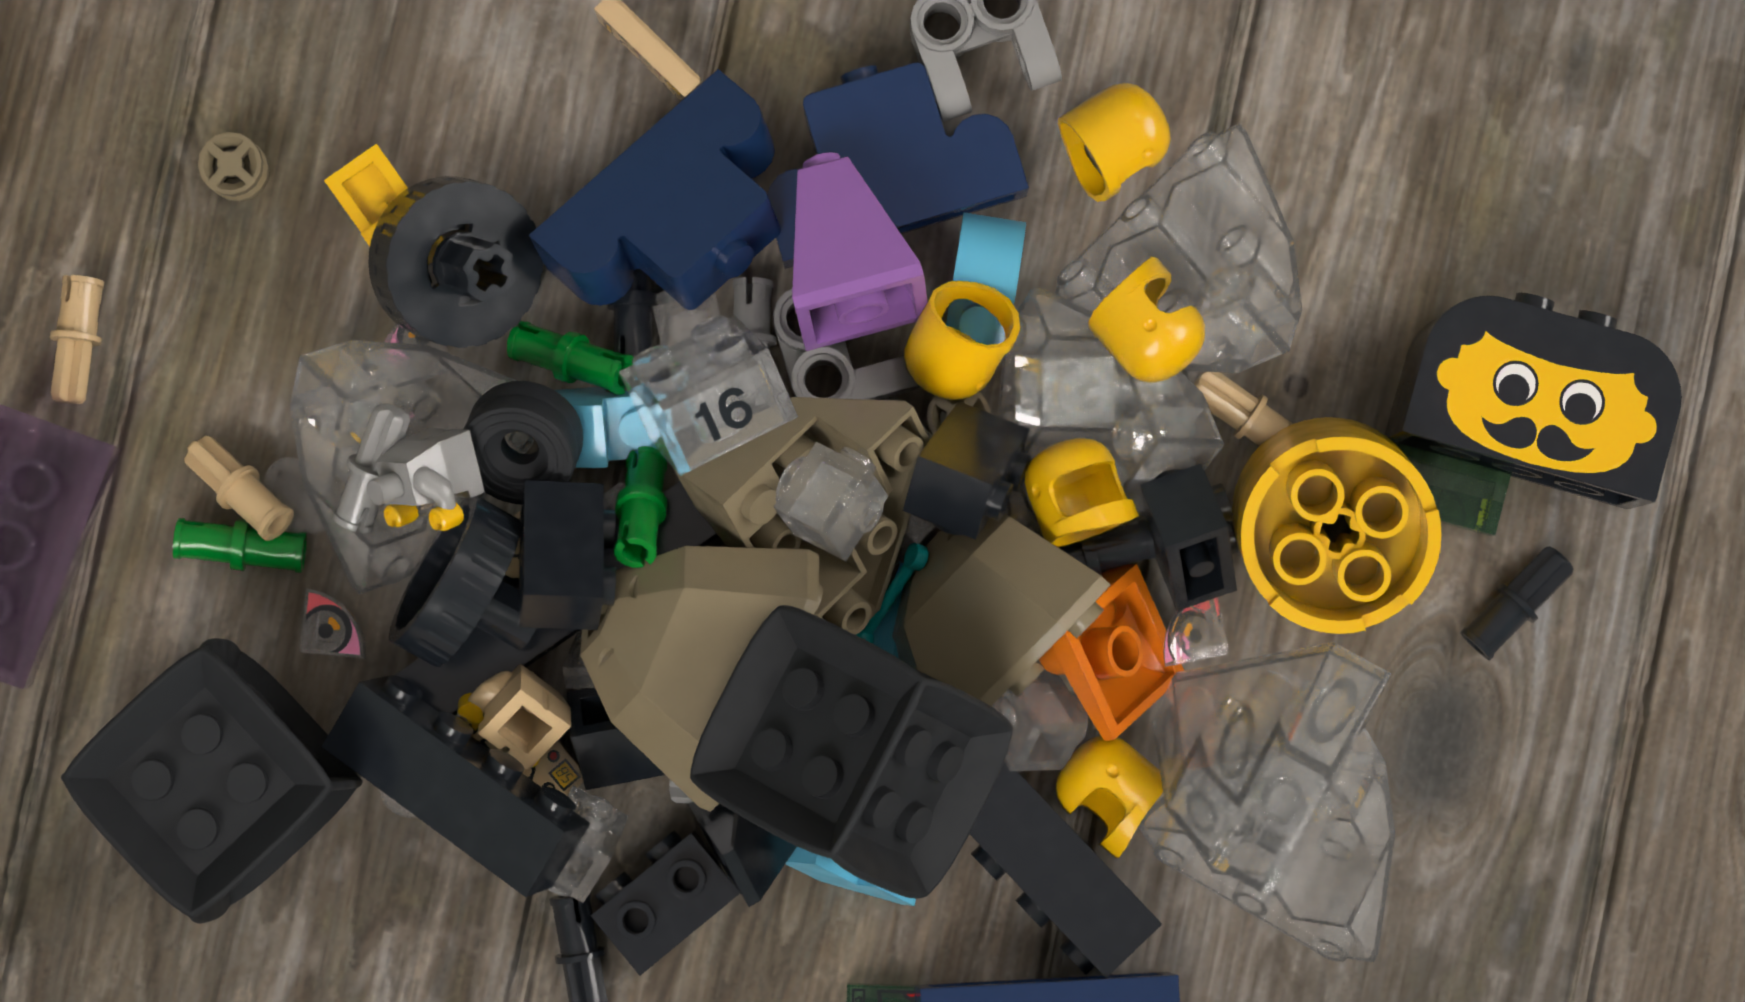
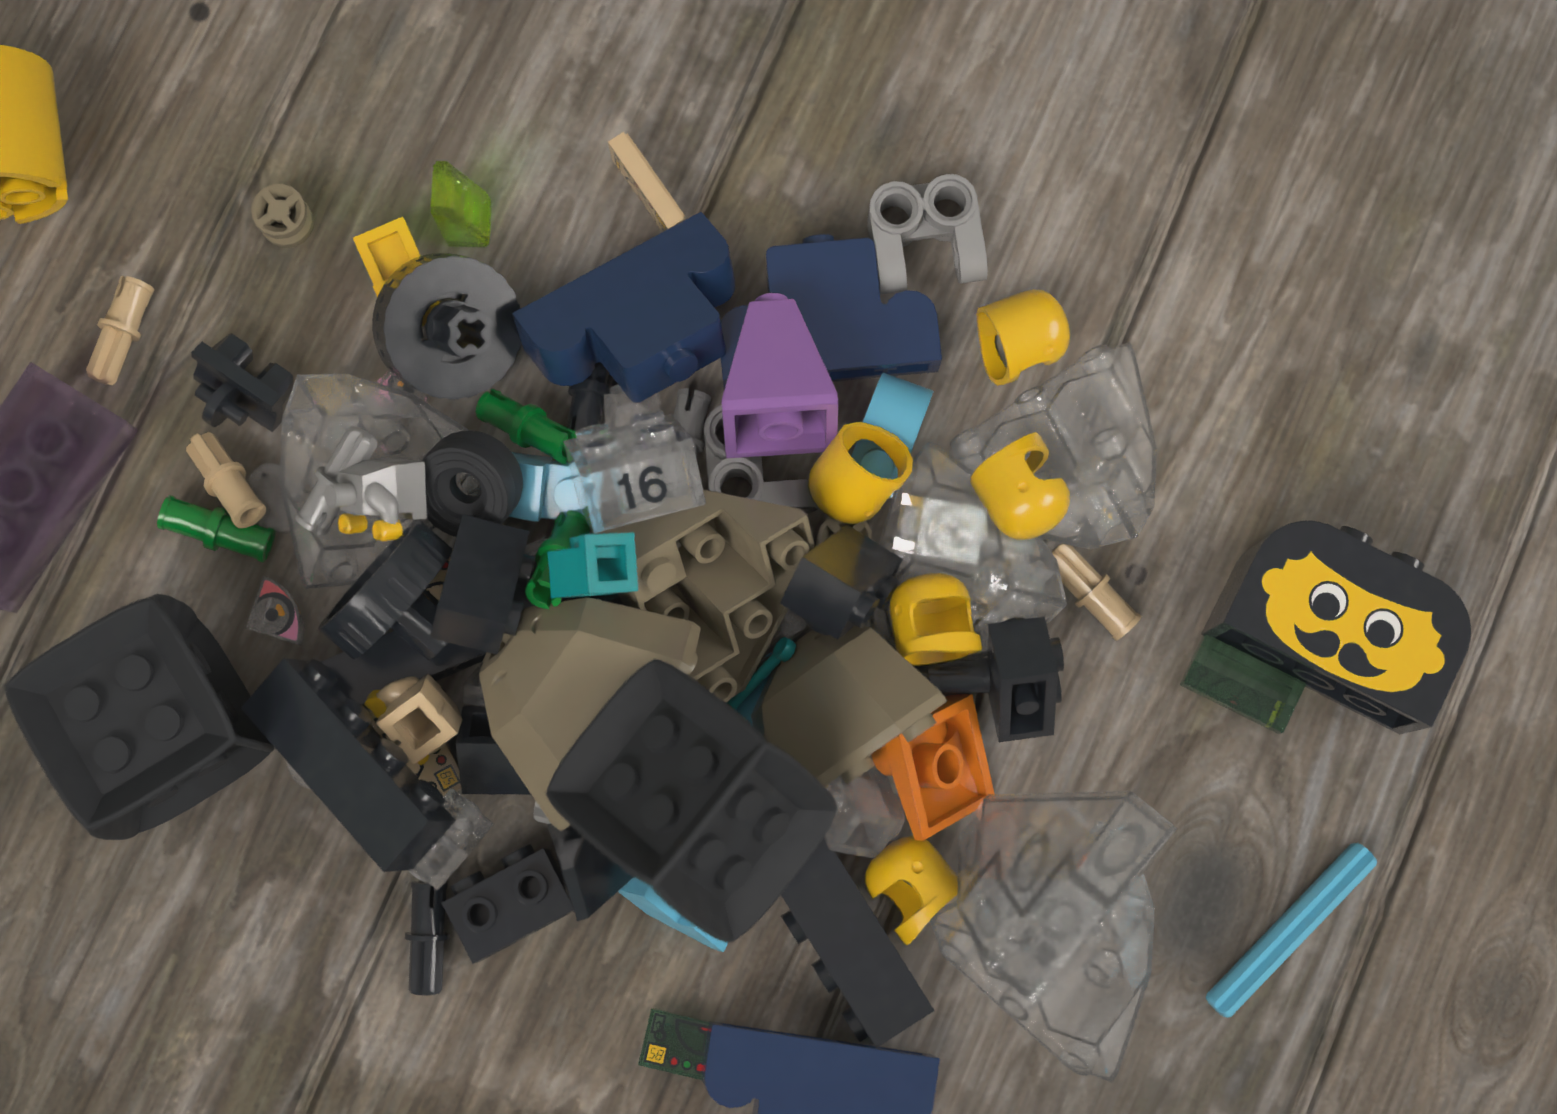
camera: 10 degrees right, 5 degrees down
(225, 384) = (233, 391): none -> black hips
(440, 119) = (460, 207): none -> clear neon green slope
(688, 513) = (594, 566): none -> teal brick
(830, 498) = (719, 579): clear brick -> none
(1195, 634) = (1010, 766): clear tile -> none
(1308, 479) = (1135, 649): yellow brick -> none
(1518, 602) = (1292, 794): black axle -> none
(1543, 753) = (1291, 929): none -> medium azure axle

